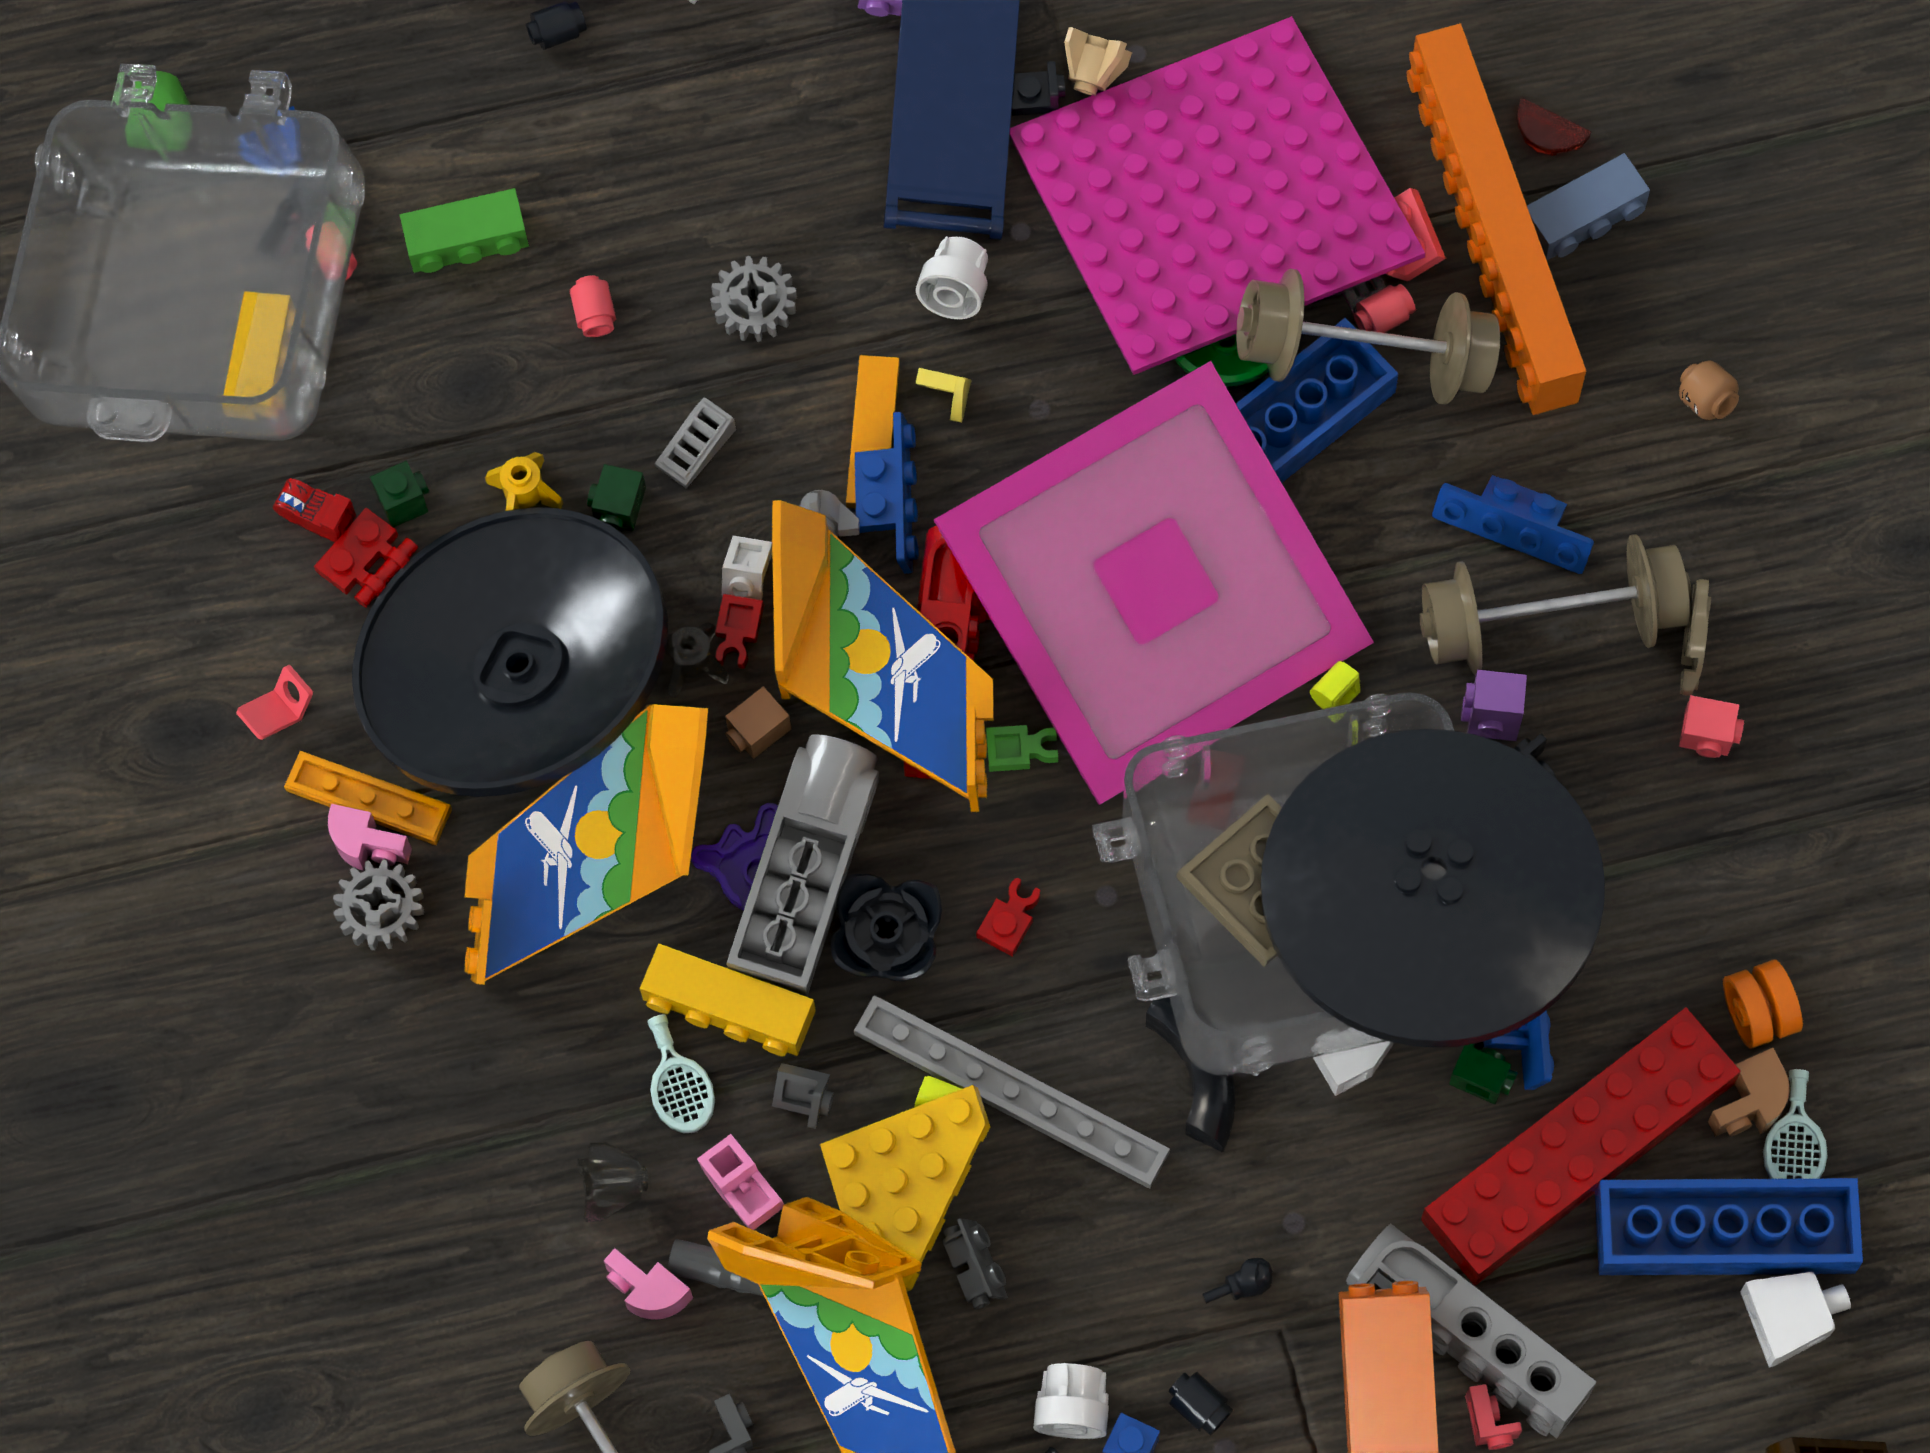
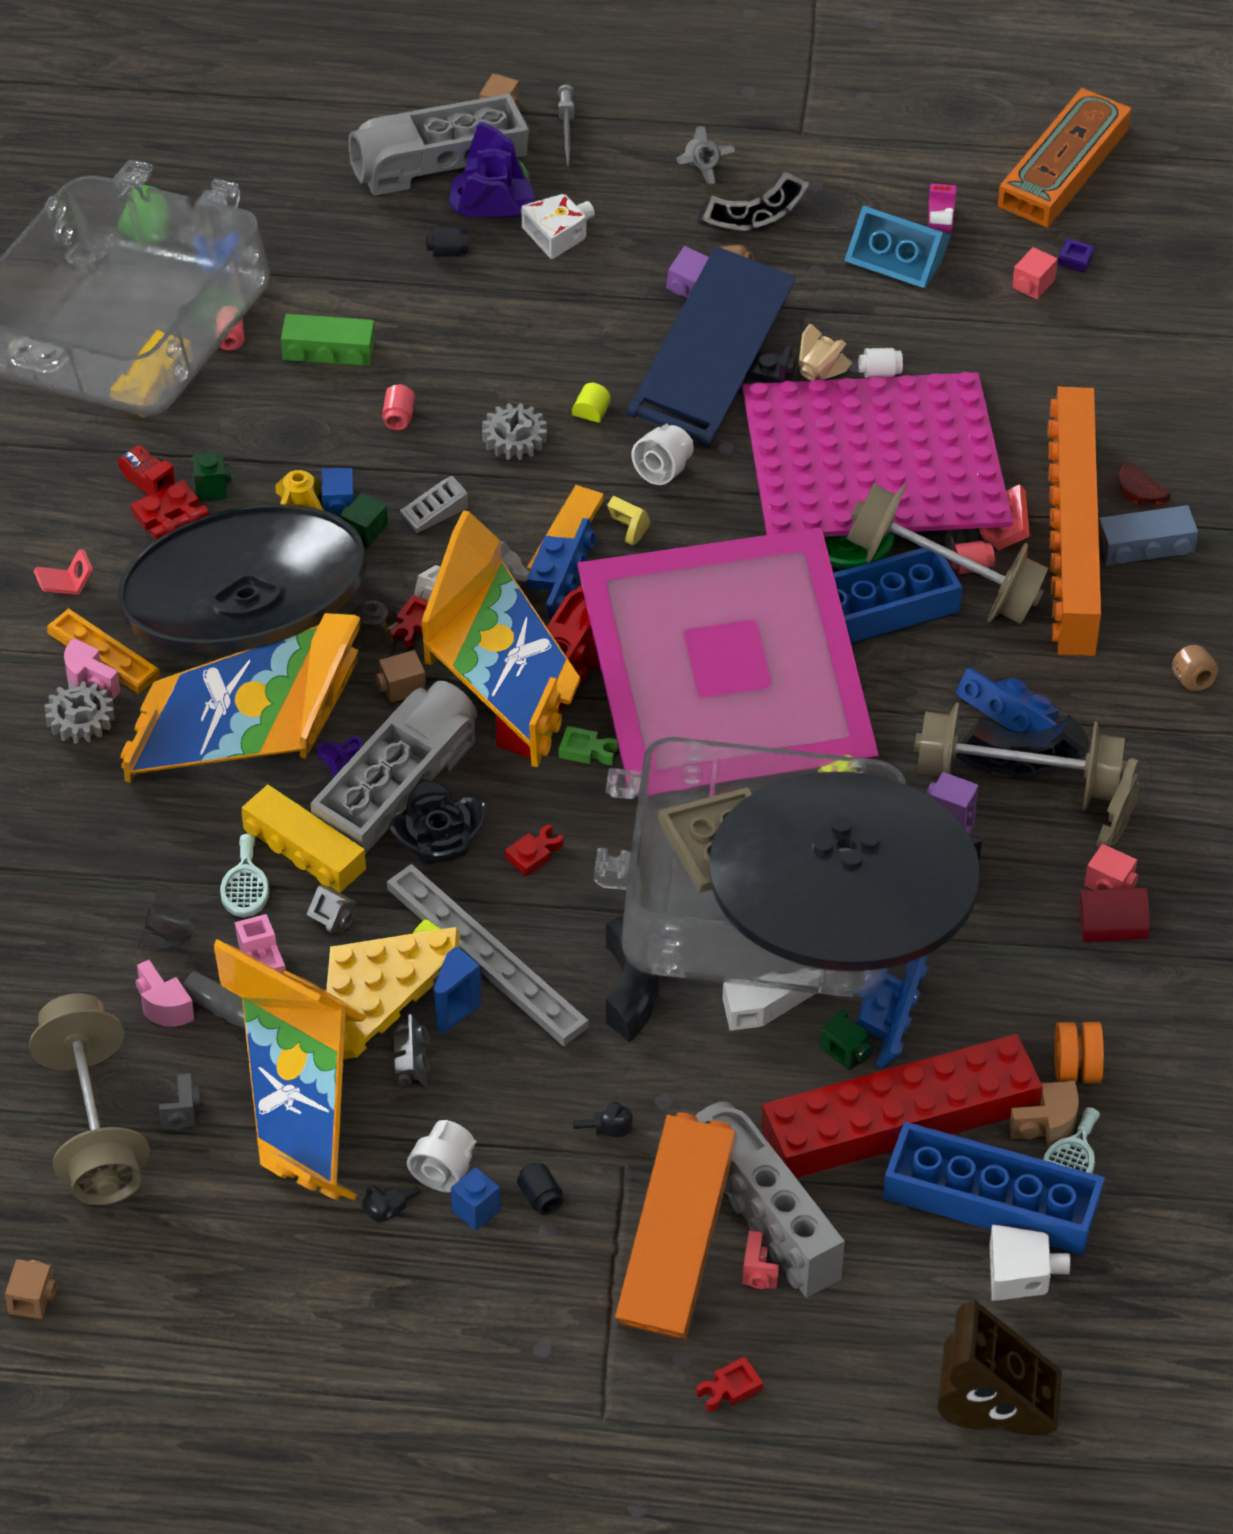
camera: 15 degrees right, 20 degrees down
(568, 465) = (337, 489): none -> blue brick
(831, 220) = (592, 402): none -> neon yellow brick
(1003, 1161) = (456, 989): none -> blue tile
(1169, 44) = (880, 362): none -> white brick
(1584, 567) = (1062, 740): none -> black brick
(1733, 785) = (1114, 914): none -> dark red brick

